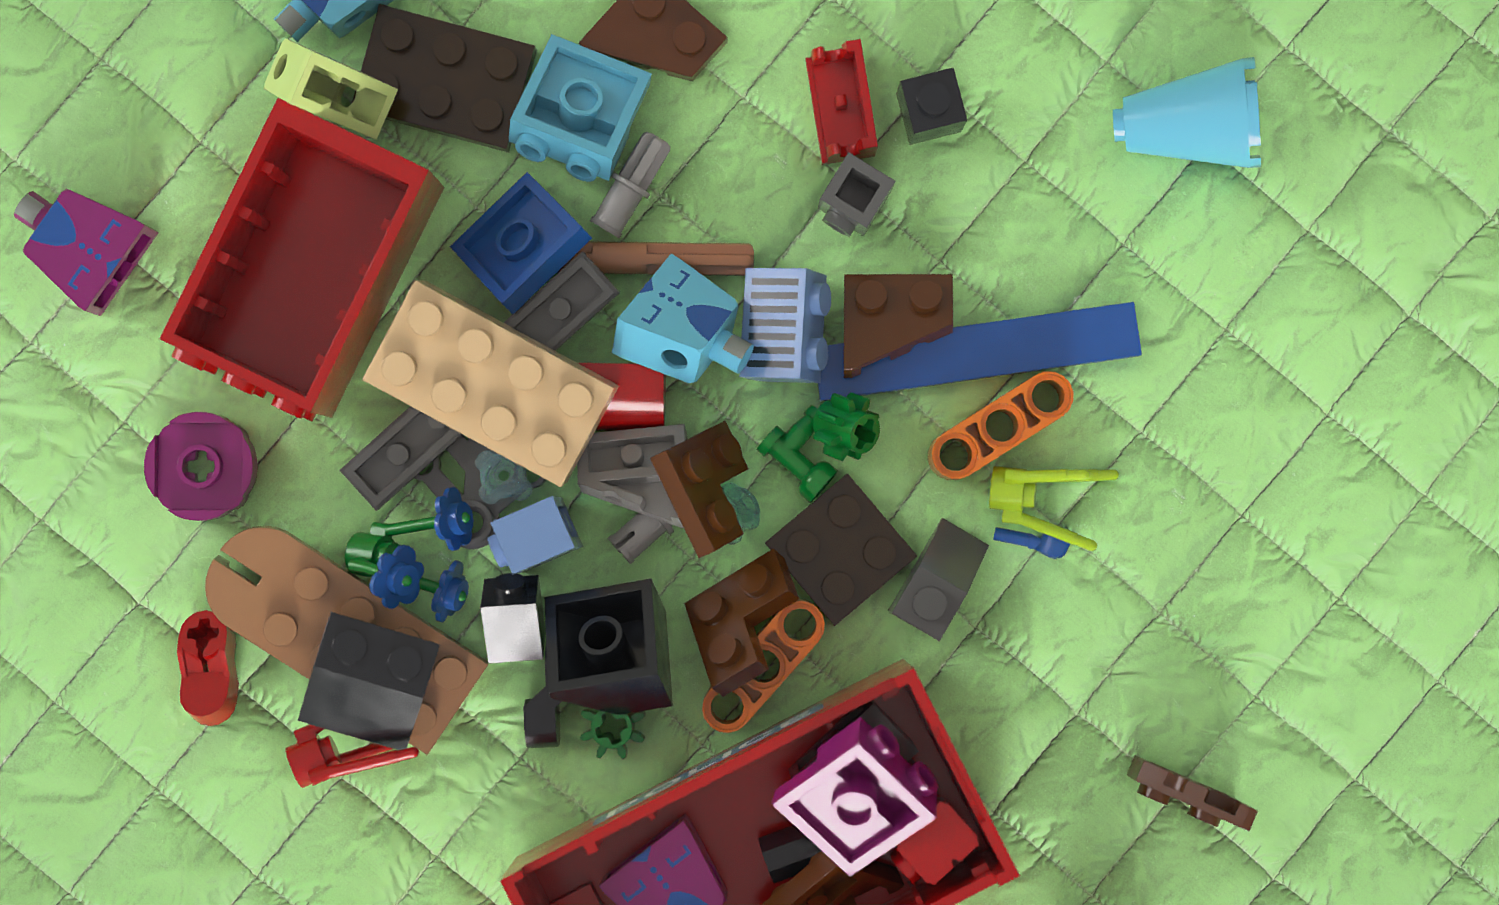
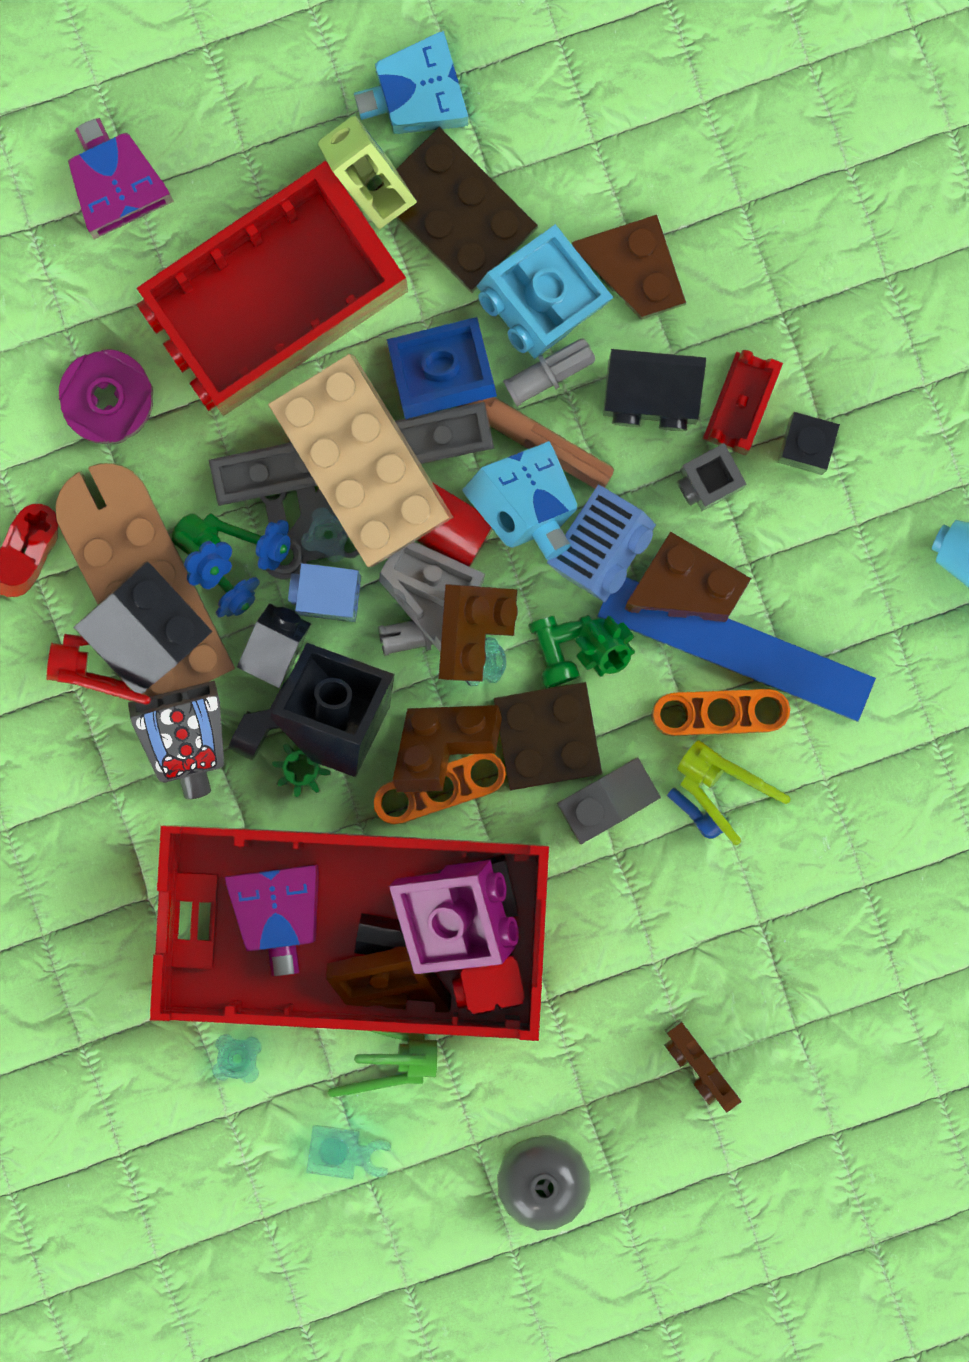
camera: 30 degrees right, 0 degrees up
(472, 764) = (182, 736): none -> torso
(745, 139) = (653, 389): none -> black slope

